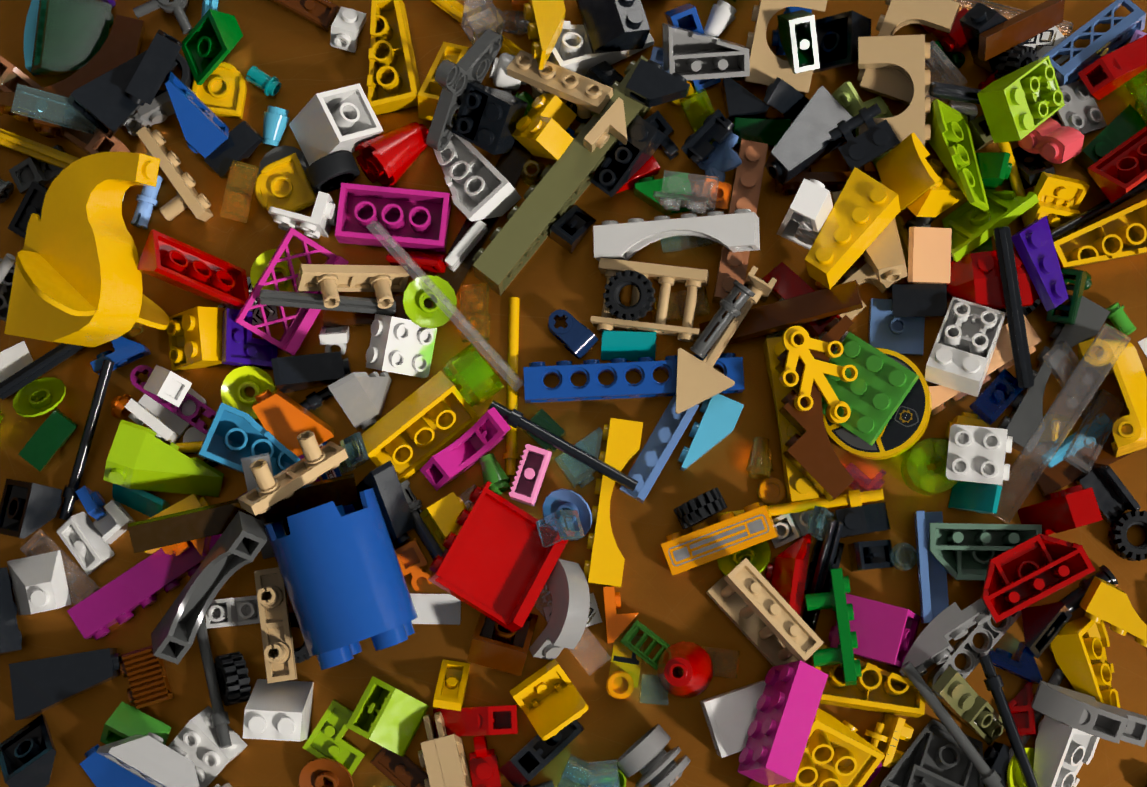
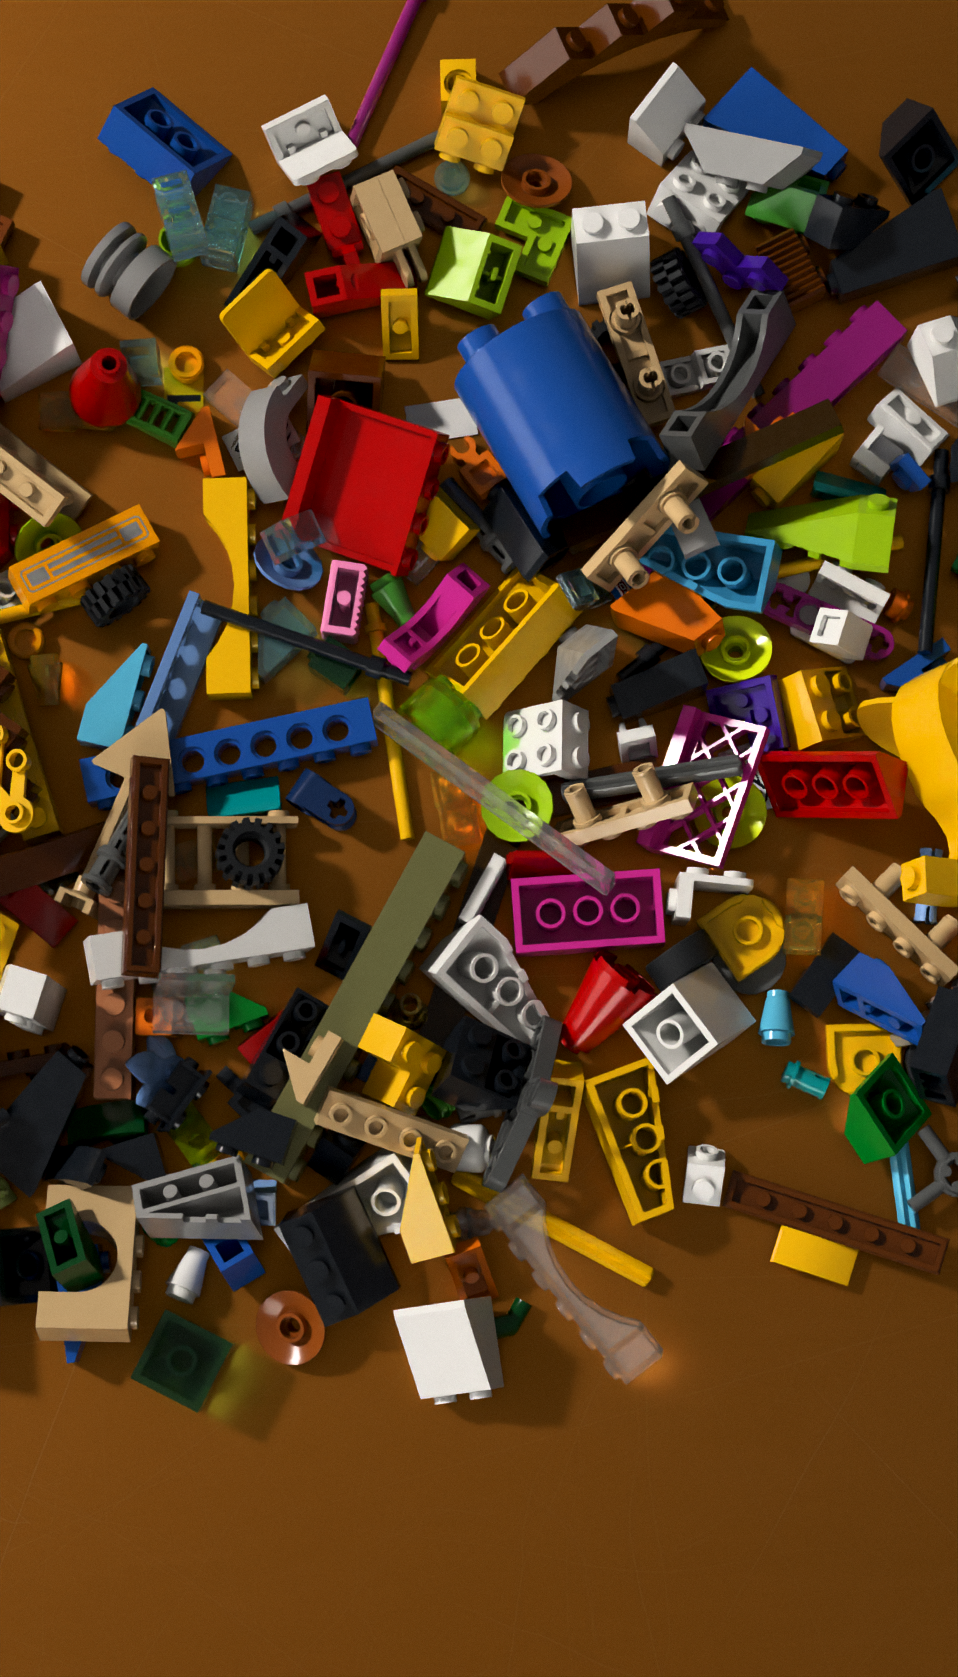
camera: 175 degrees right, 0 degrees up
(94, 704) = (844, 220): none -> black slope
(184, 680) = (738, 269): none -> dark purple plate
(706, 292) = (145, 867): none -> reddish brown tile

